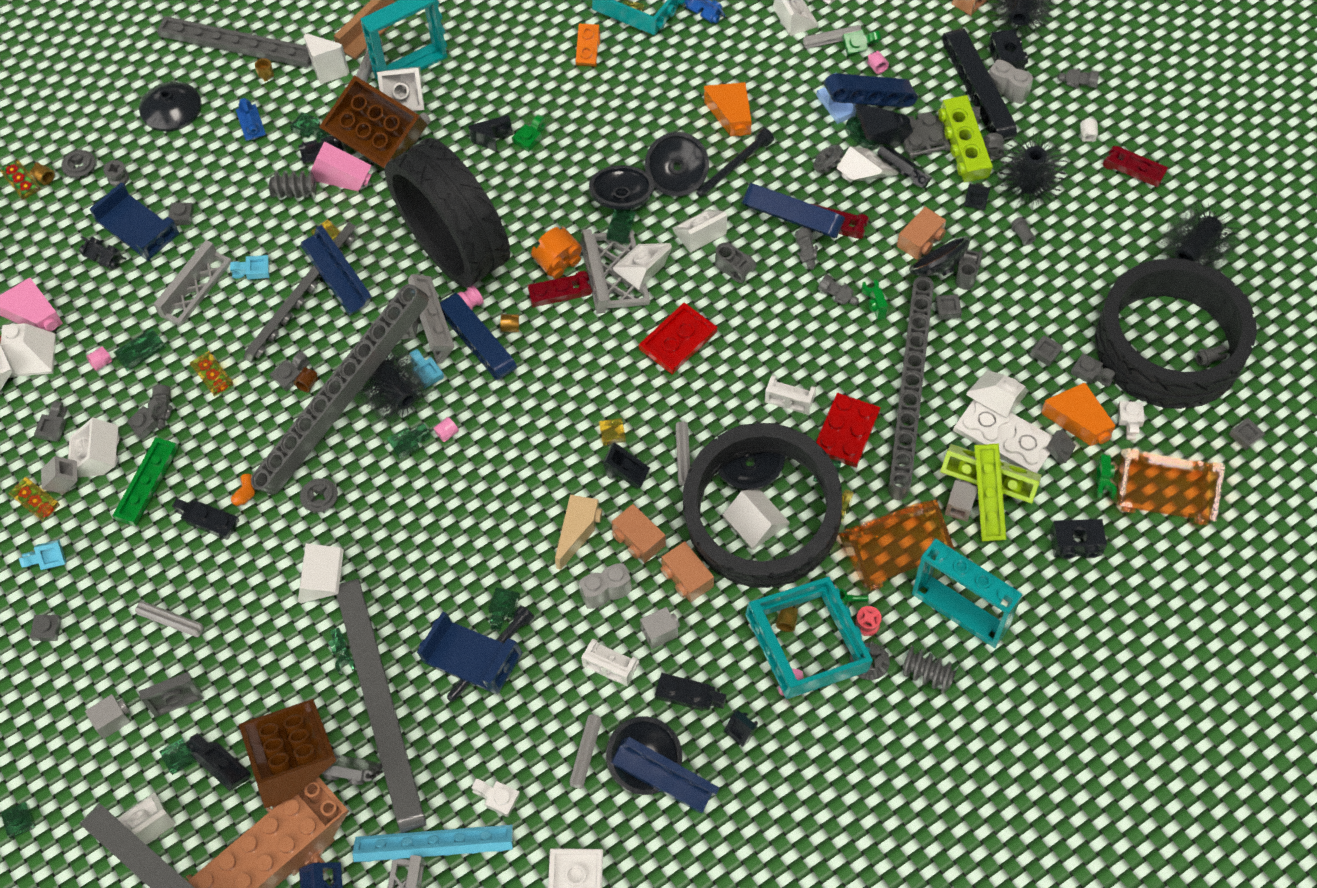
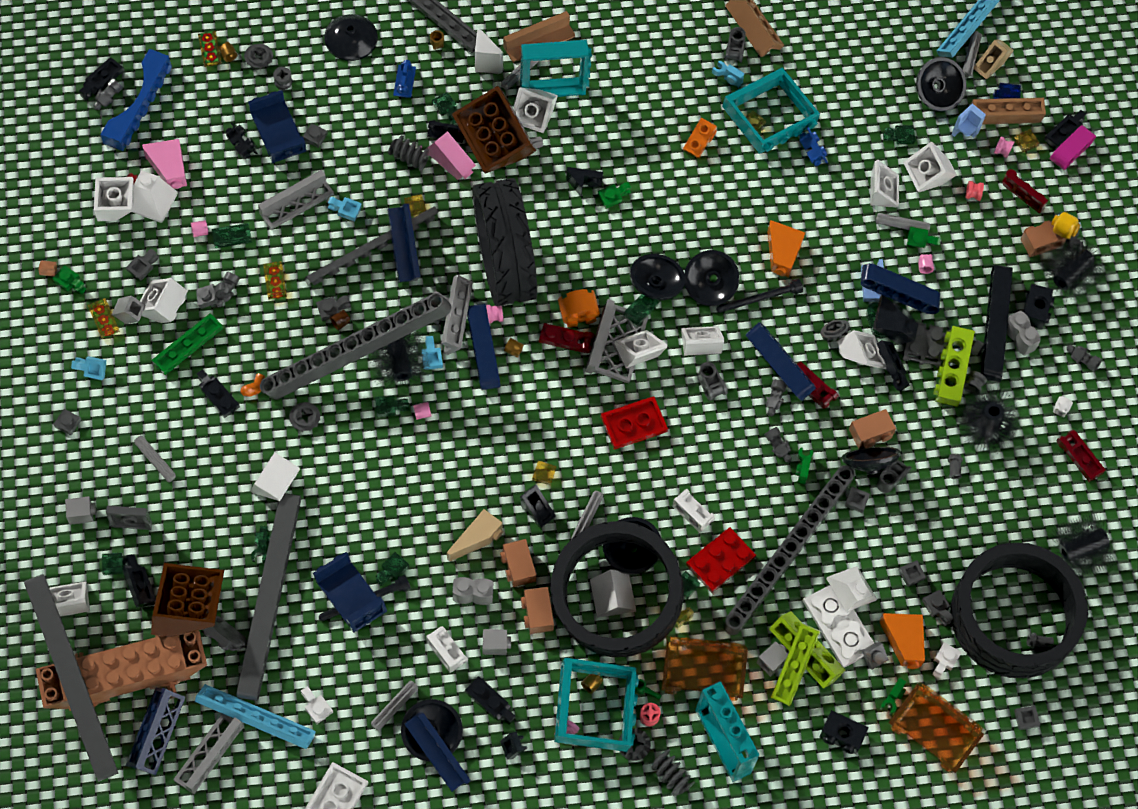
camera: 20 degrees right, 5 degrees up
(977, 196) = (935, 419): black tile -> none

